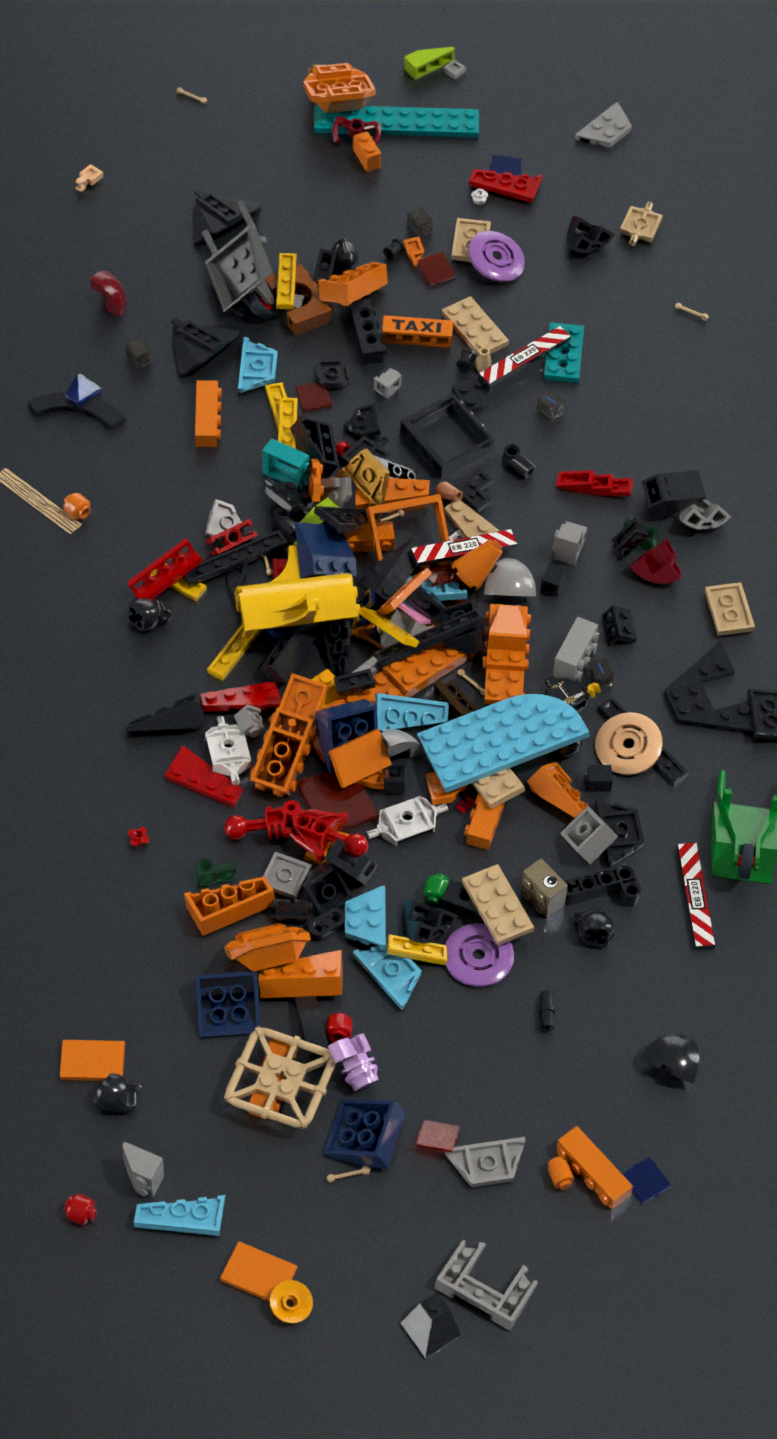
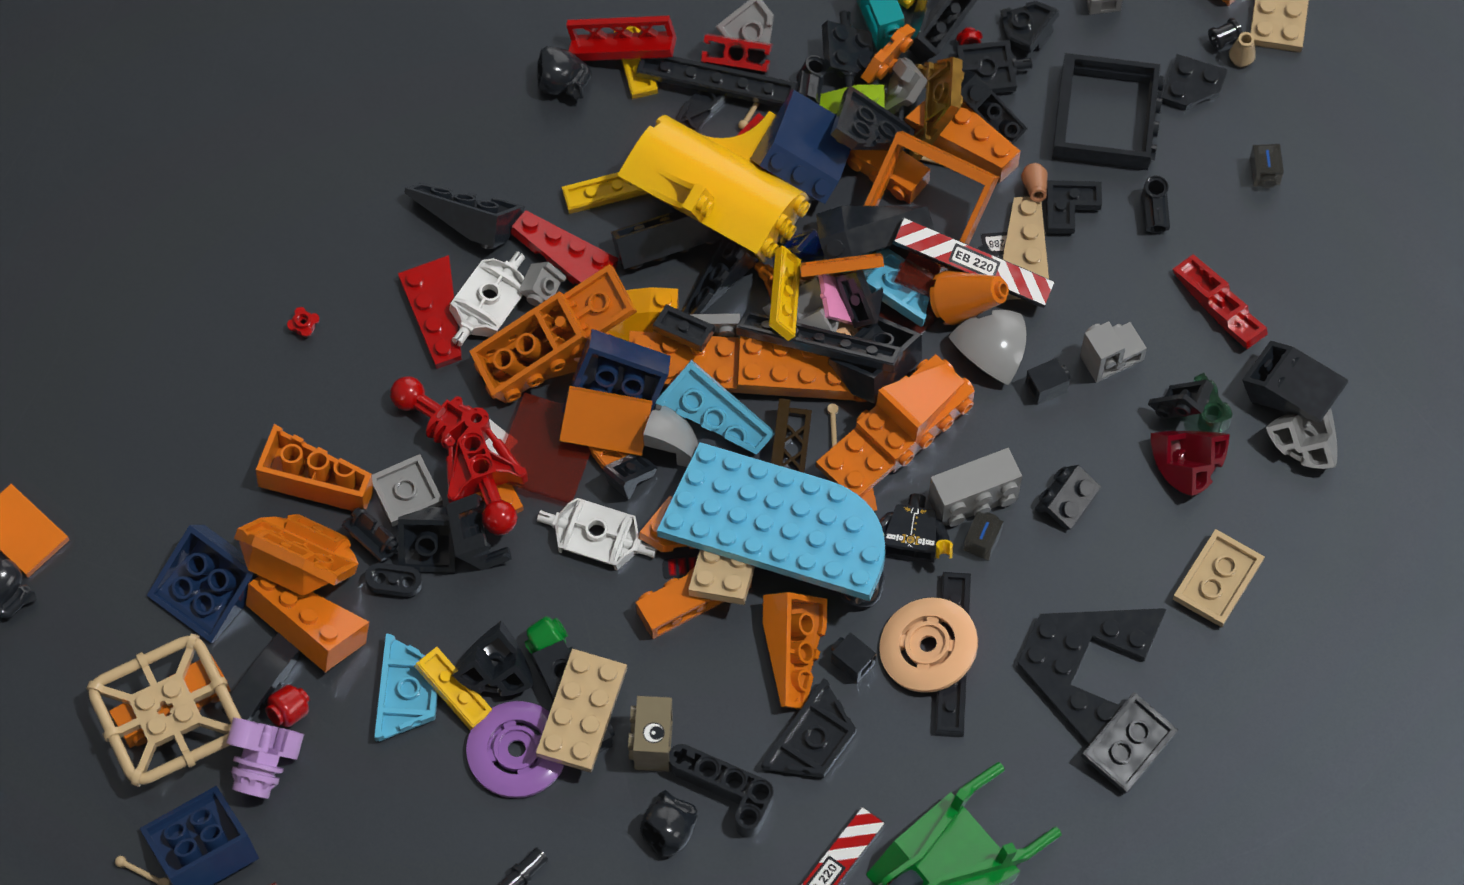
camera: 45 degrees right, 10 degrees up
(215, 873) = (345, 433): clear green plate -> none
(367, 918) = (441, 608): medium azure wing -> none
(524, 356) = (1295, 81): tile -> none
(571, 360) = (1355, 93): teal plate -> none
(589, 835) = (765, 714): light grey slope -> none

